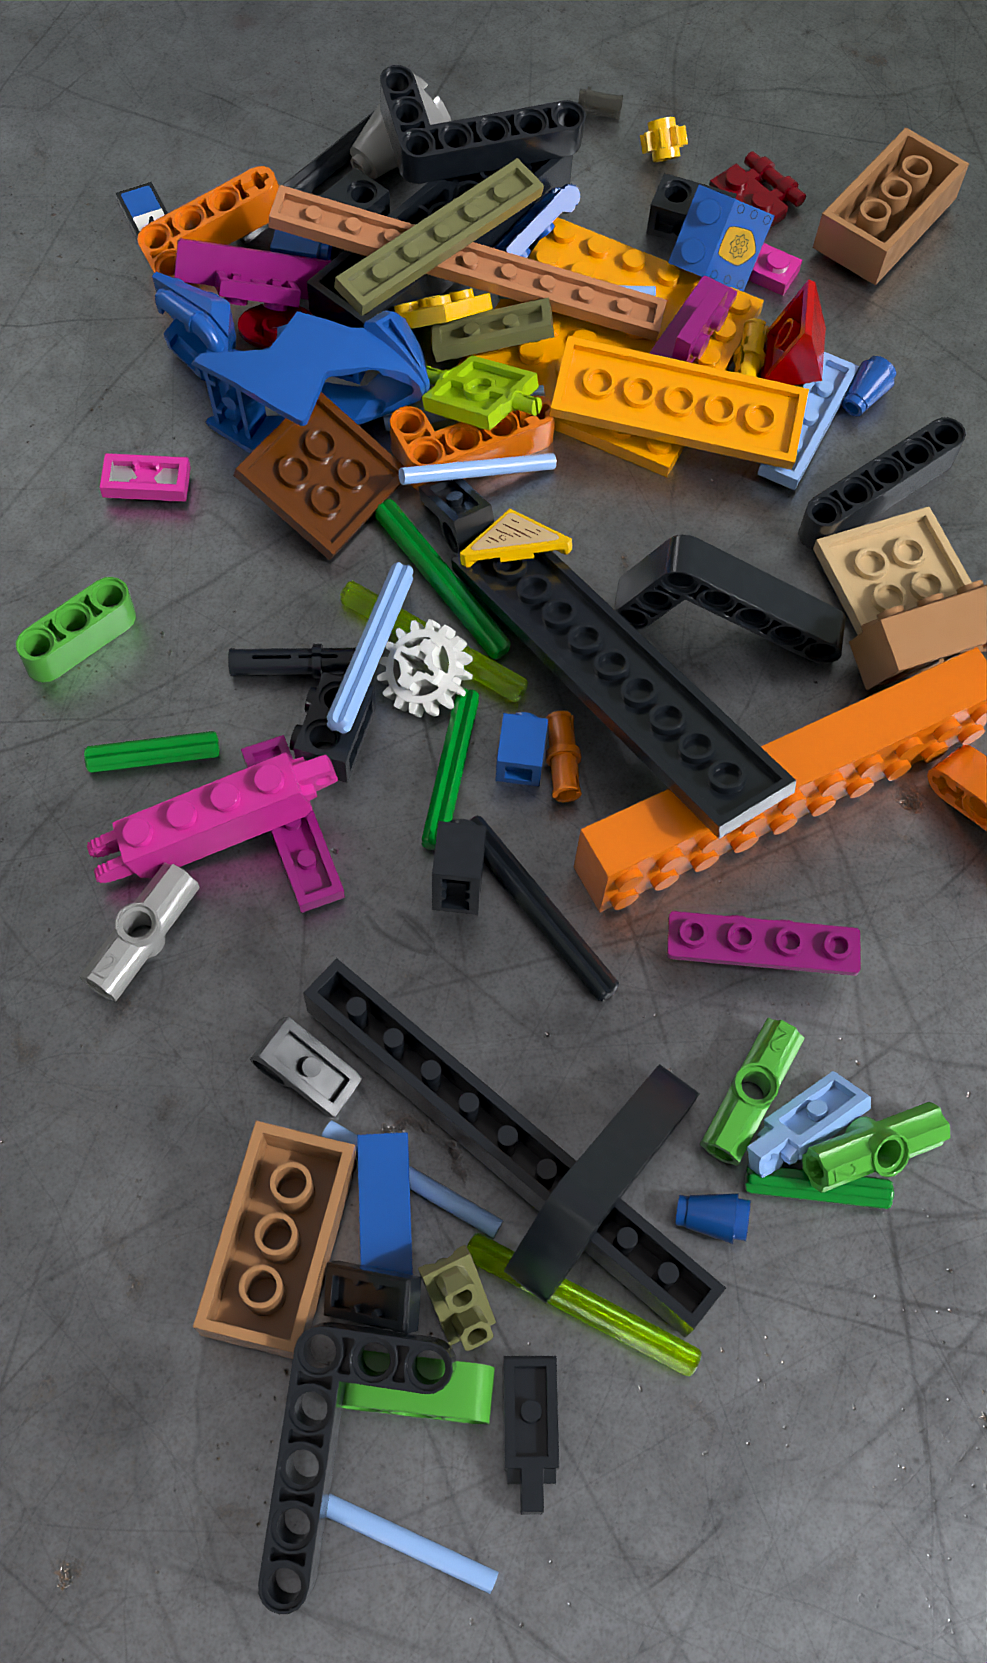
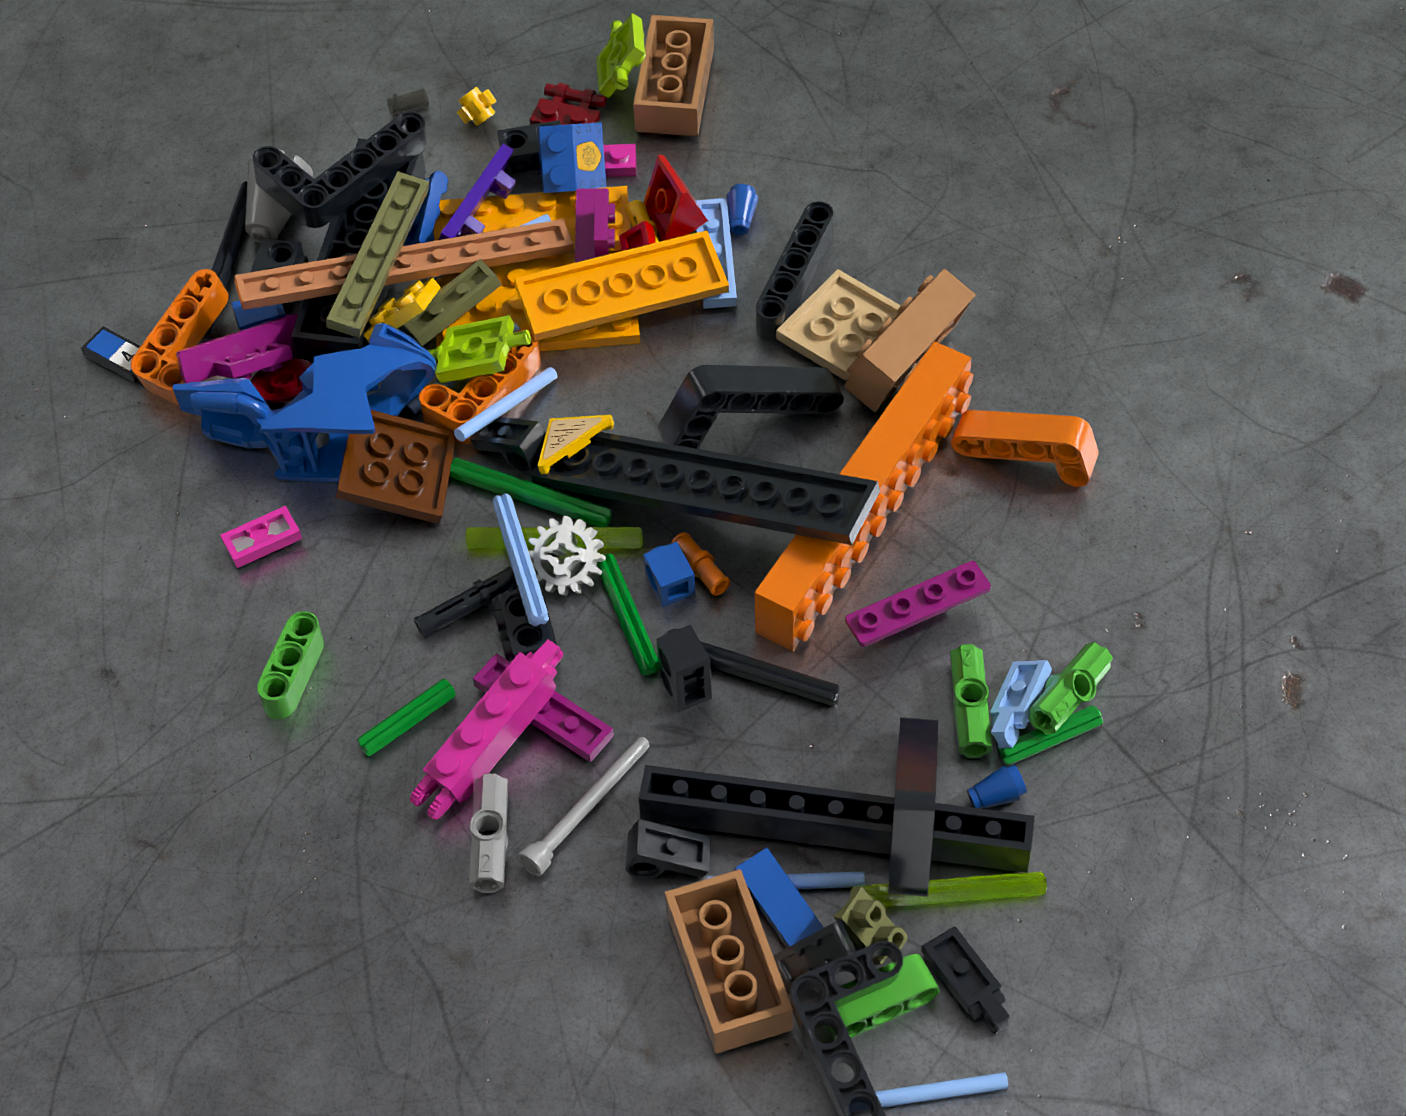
camera: 25 degrees left, 10 degrees down
(176, 986) = (536, 856): none -> light grey piece
(620, 221) = (491, 180): none -> dark purple hinge
(734, 358) = (637, 236): none -> red plate
(847, 156) = (620, 55): none -> lime plate

